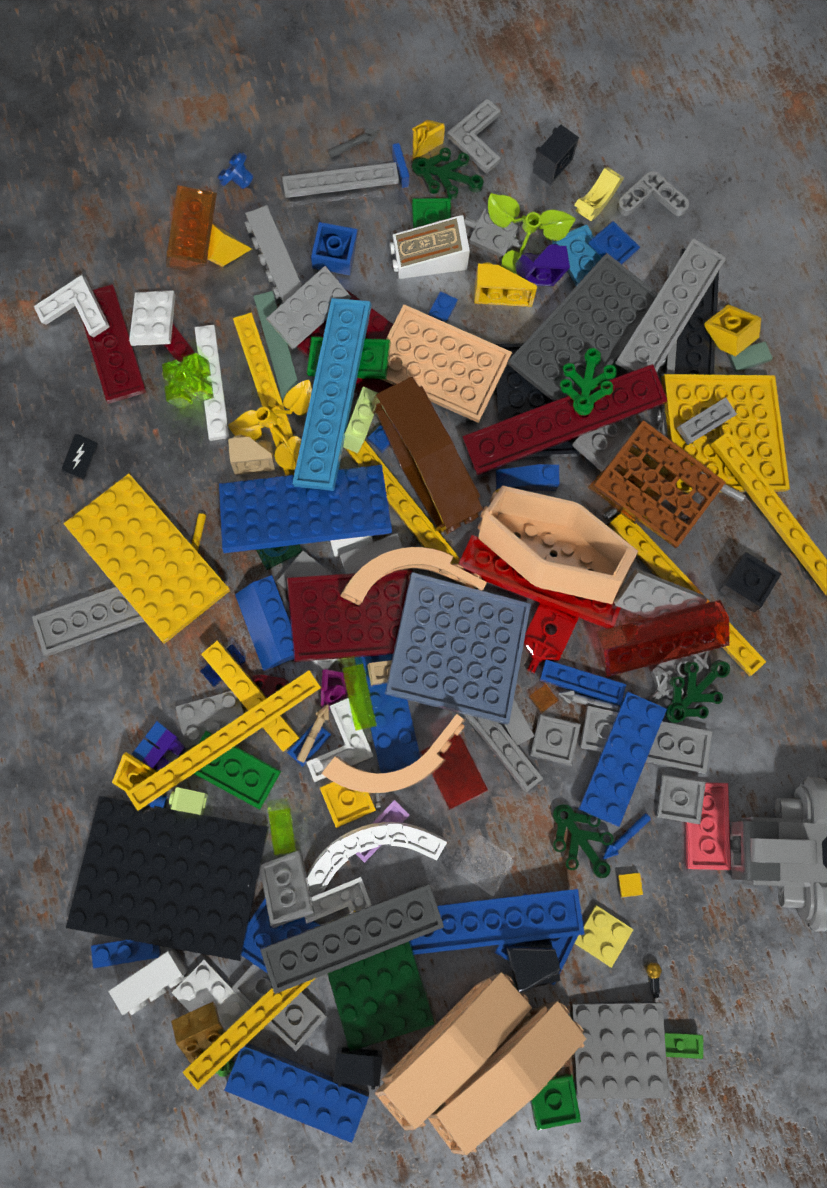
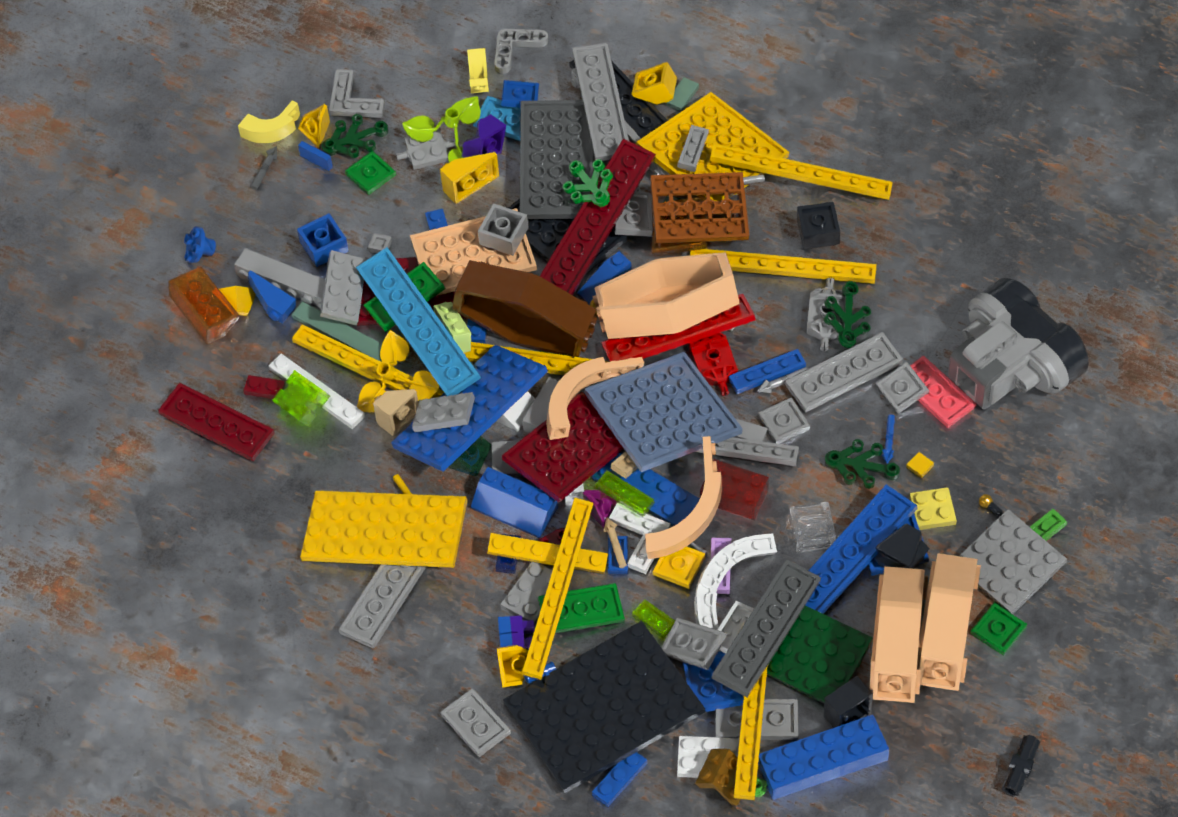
camera: 30 degrees left, 20 degrees down
(59, 797) = (475, 722): none -> light grey plate
(77, 294) = (156, 412): white plate -> none
(79, 457) = (268, 509): black slope -> none
(149, 982) = (656, 771): white brick -> none
(152, 318) = (232, 381): white plate -> none
(188, 801) = (569, 646): yellowish green slope -> none
(248, 273) = (274, 300): none -> blue slope
(276, 496) = (443, 412): none -> light grey plate
(340, 180) = (279, 197): light grey plate -> none
(378, 290) = (379, 243): none -> light grey plate
(390, 113) = (270, 130): none -> light yellow arch
(431, 249) = (393, 189): slope -> none
(477, 365) = (503, 229): none -> light grey brick
(543, 698) = (750, 403): clear orange tile -> none
(555, 154) = (422, 68): black container -> none
(622, 759) = (839, 392): blue plate -> none
(655, 596) = (769, 277): light grey plate -> none
(664, 638) = (794, 297): clear red brick -> none

